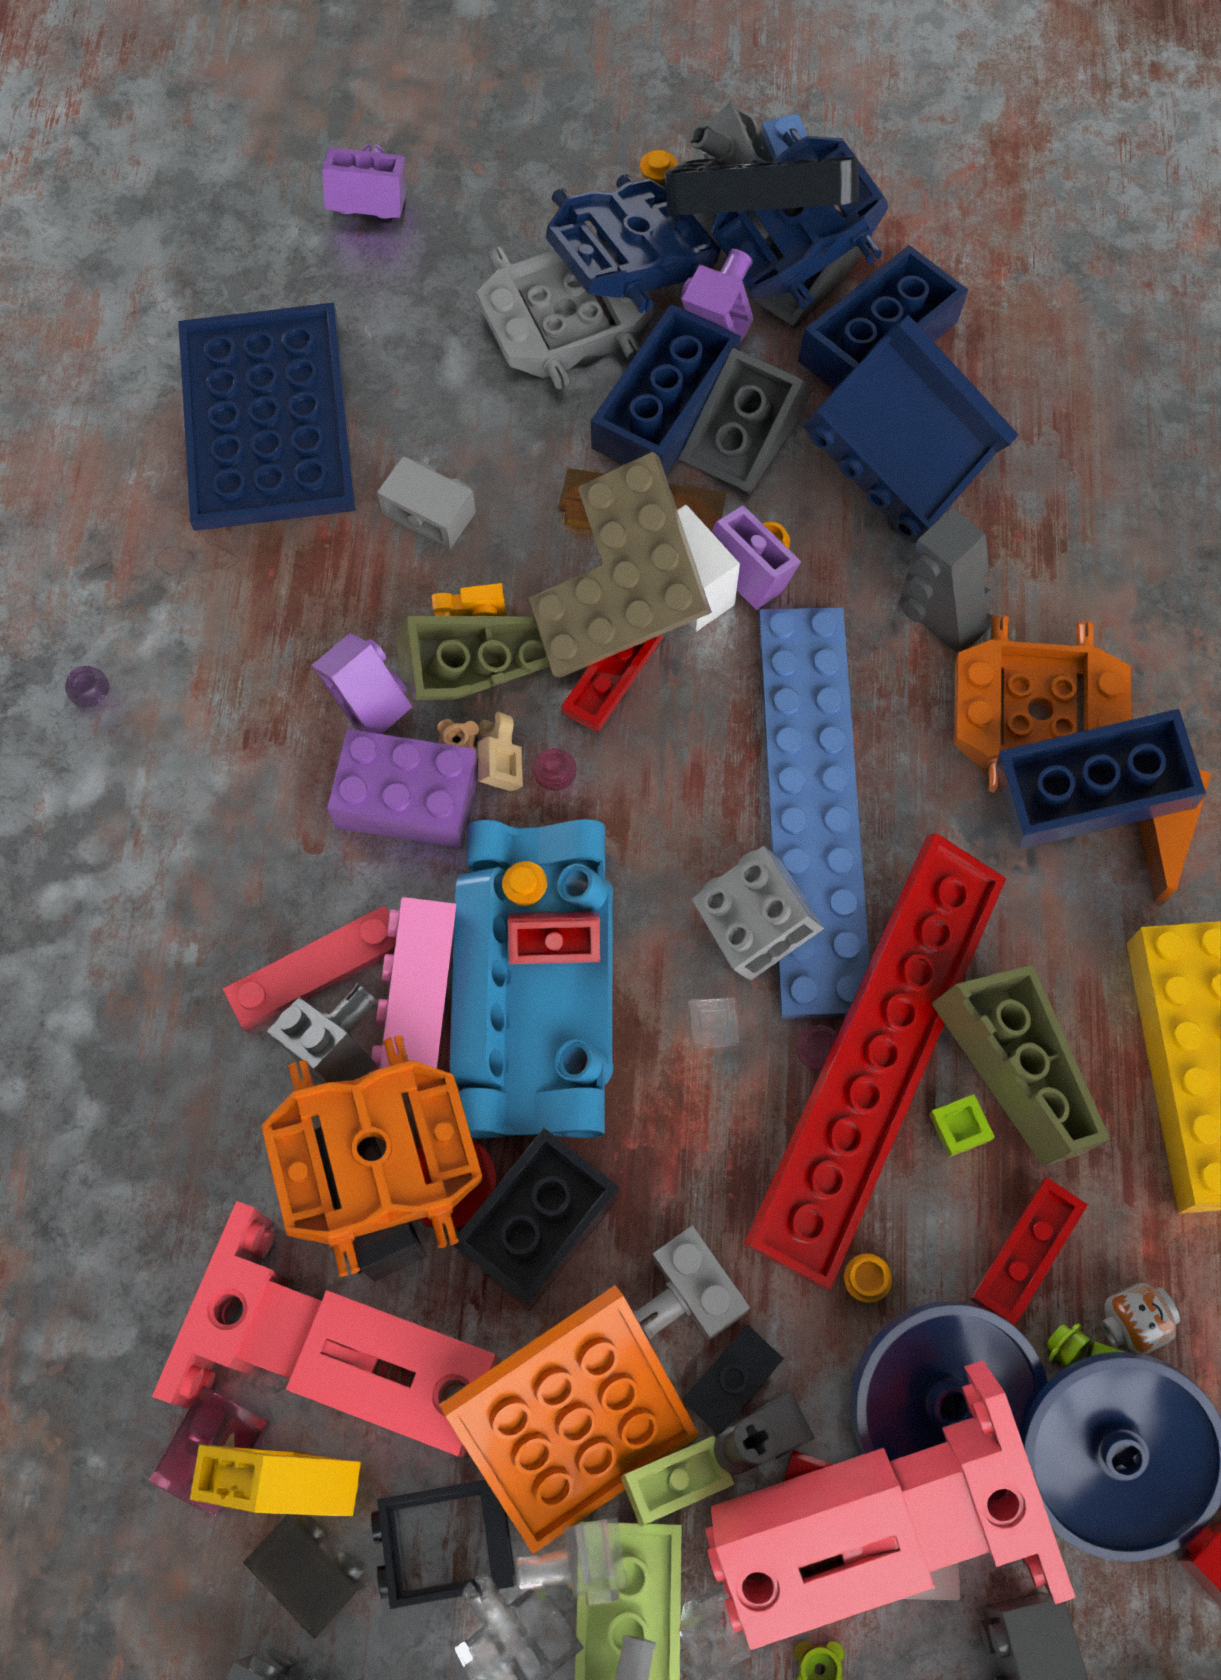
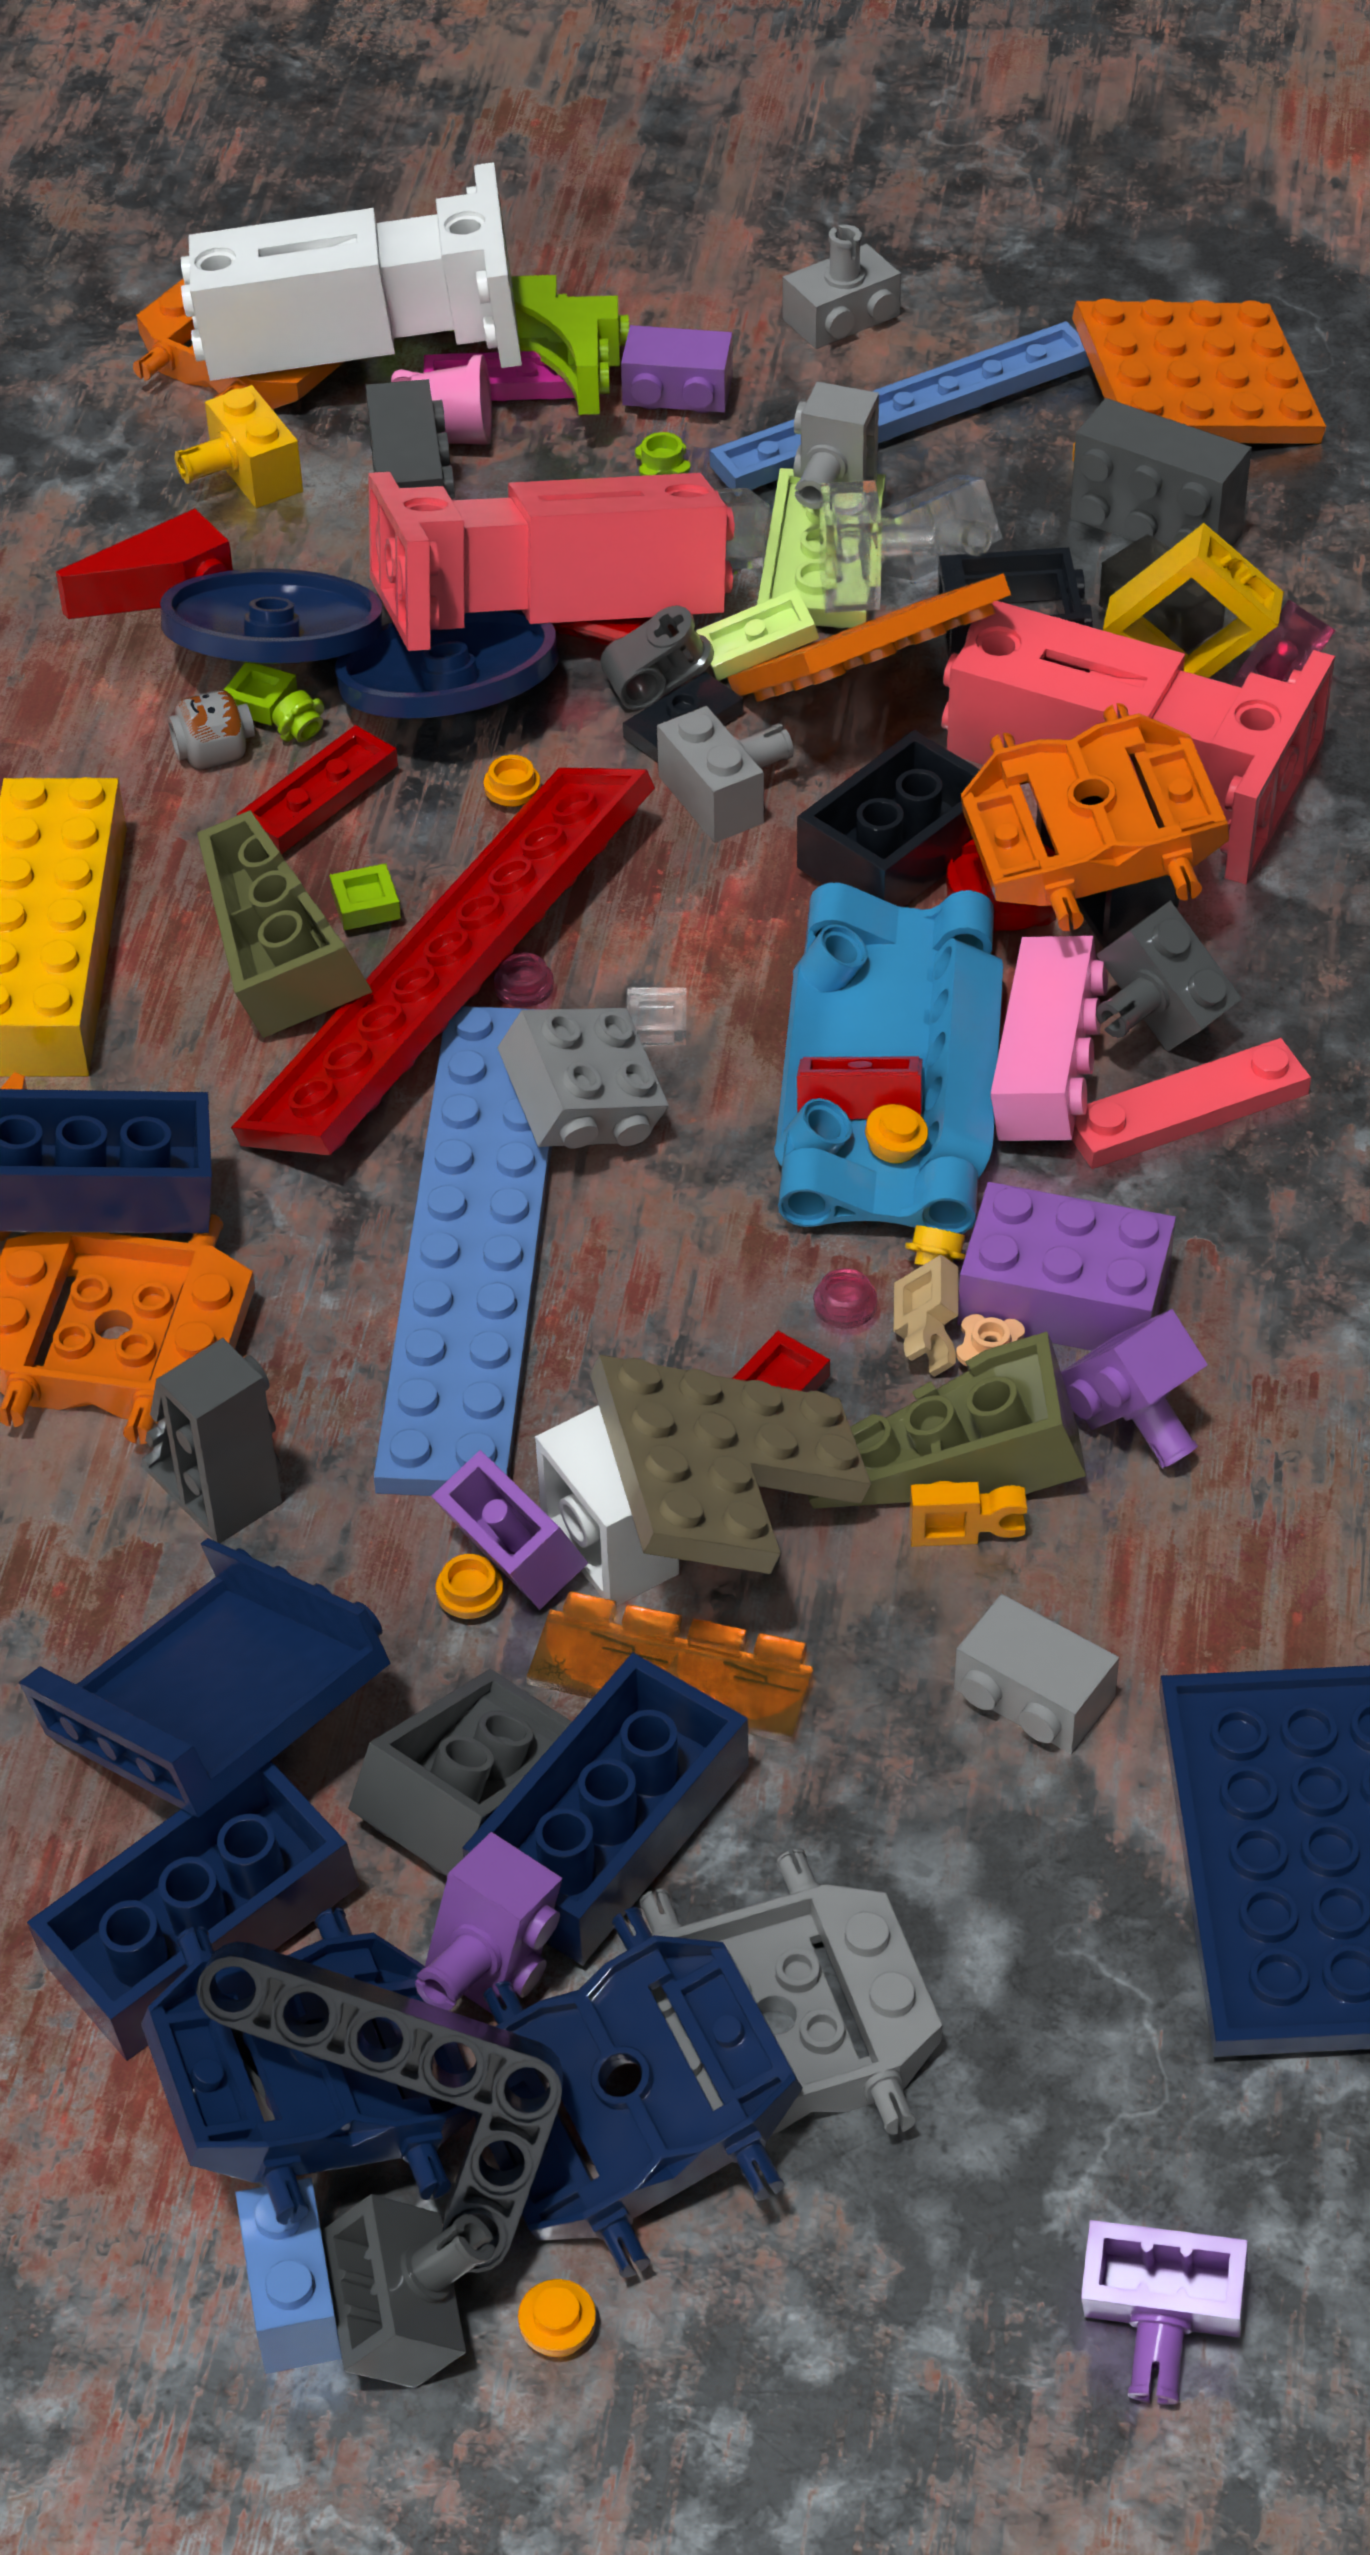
camera: 175 degrees left, 20 degrees down
(494, 798) = (932, 1242): none -> yellow plate

